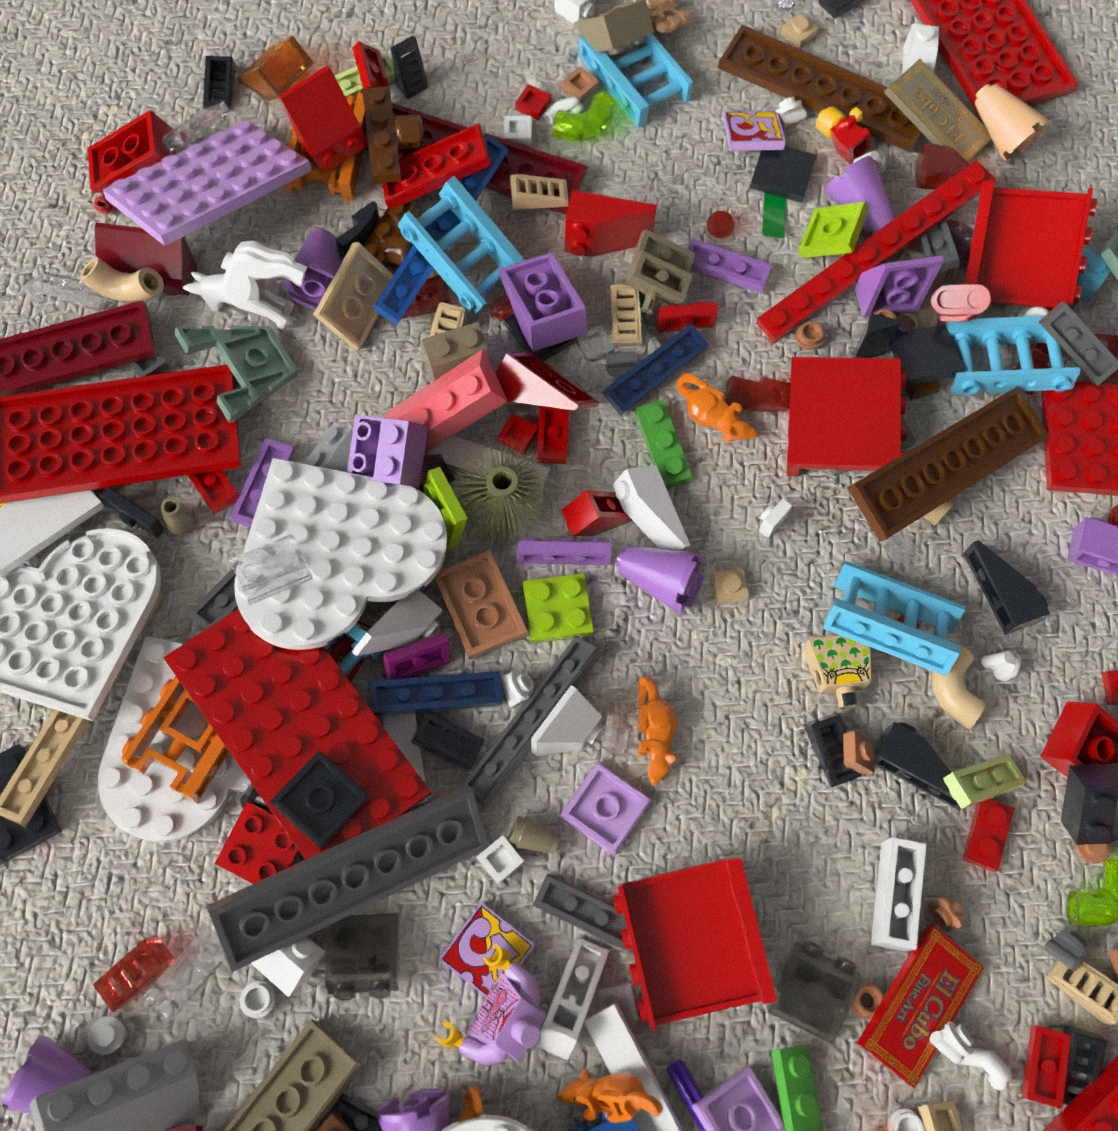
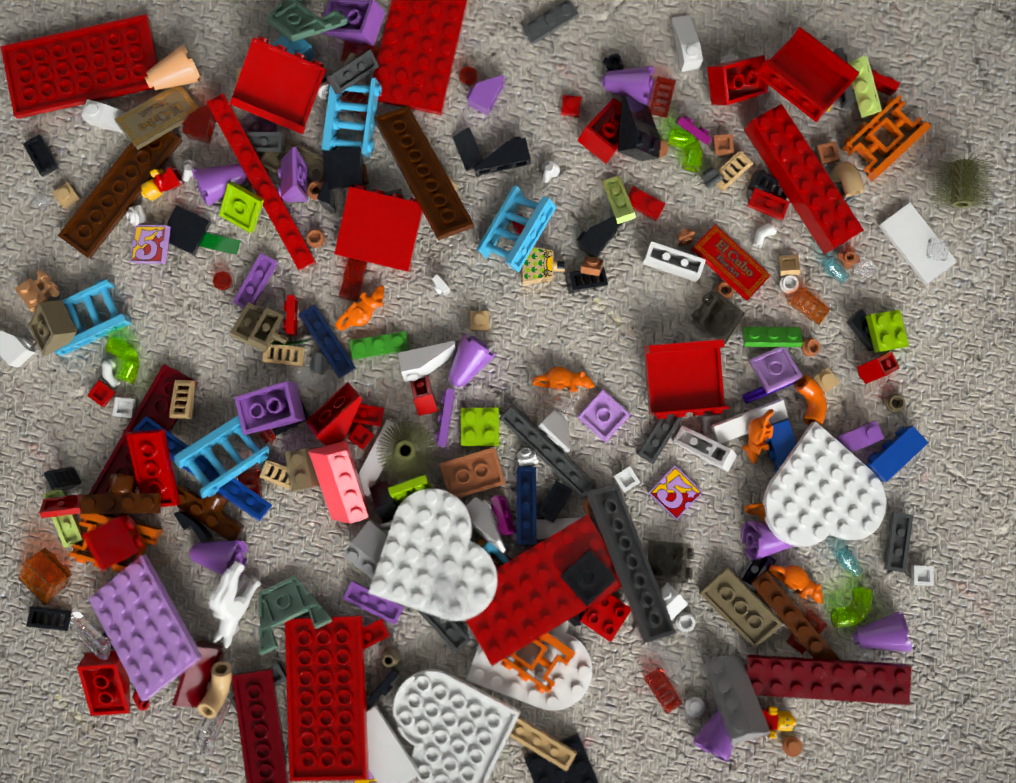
camera: 80 degrees left, 15 degrees up
(352, 294) = (247, 532): tan tile -> none
(387, 450) = (372, 520): medium lavender slope -> none
(506, 1020) = (713, 485): lavender torso -> none
(533, 836) = (615, 459): dark tan cone -> none
(580, 84) = (91, 358): nougat plate -> none
(605, 223) = (216, 359): red slope -> none
(953, 693) = (566, 203): tan cylinder -> none
(953, 1041) = (751, 249): white plate -> none
(961, 301) = (310, 138): bracket -> none
(1006, 531) = (467, 149): none -> black slope

